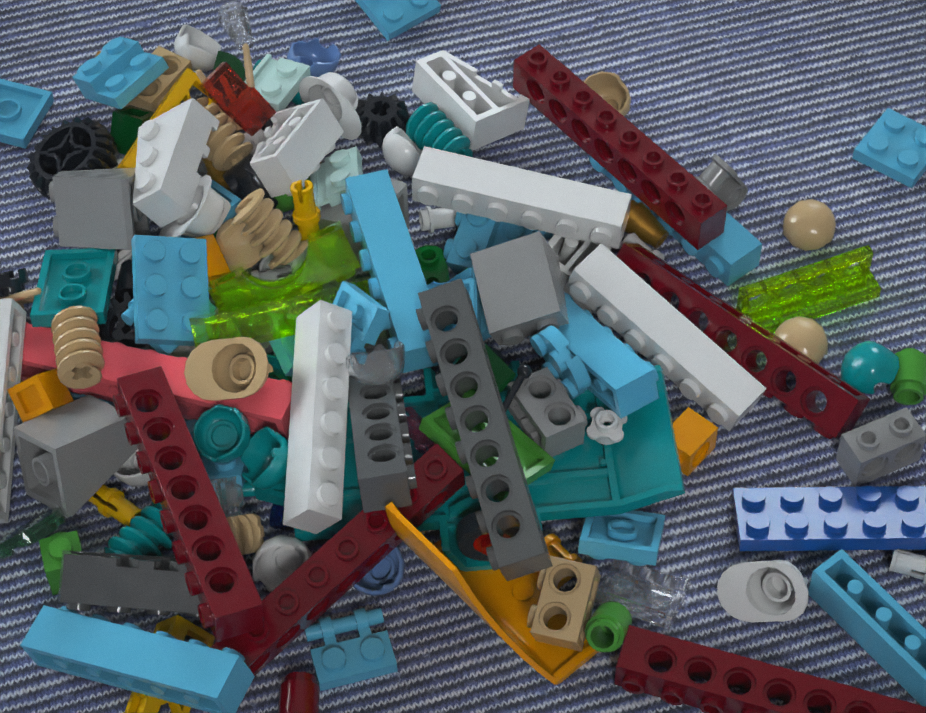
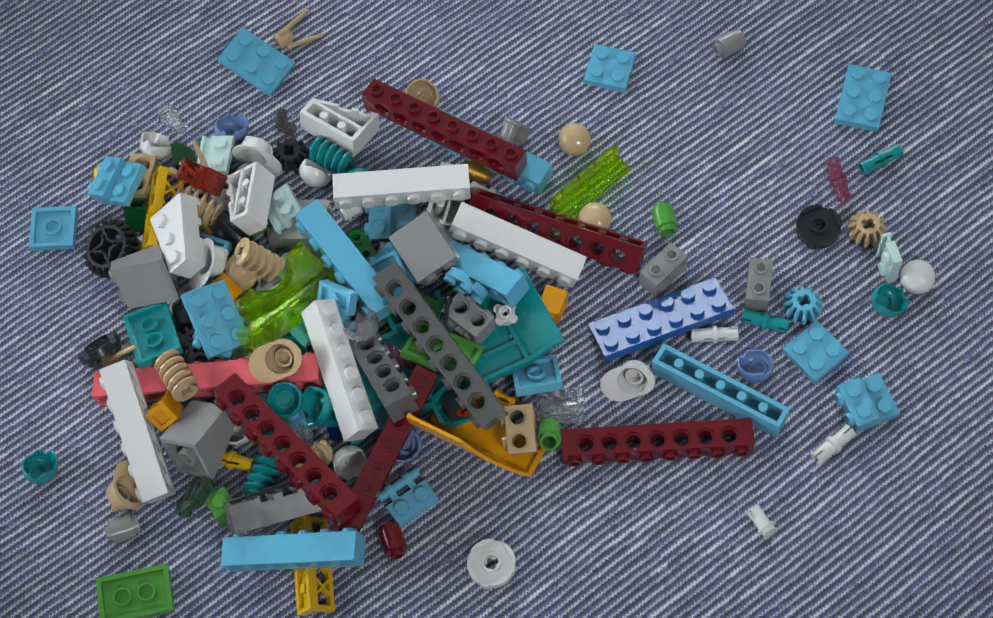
camera: 15 degrees left, 10 degrees up
(306, 212) = (274, 239): yellow pin -> none
(388, 77) = (282, 125): none -> clear smoke arm
(869, 365) = (640, 221): teal hair -> none

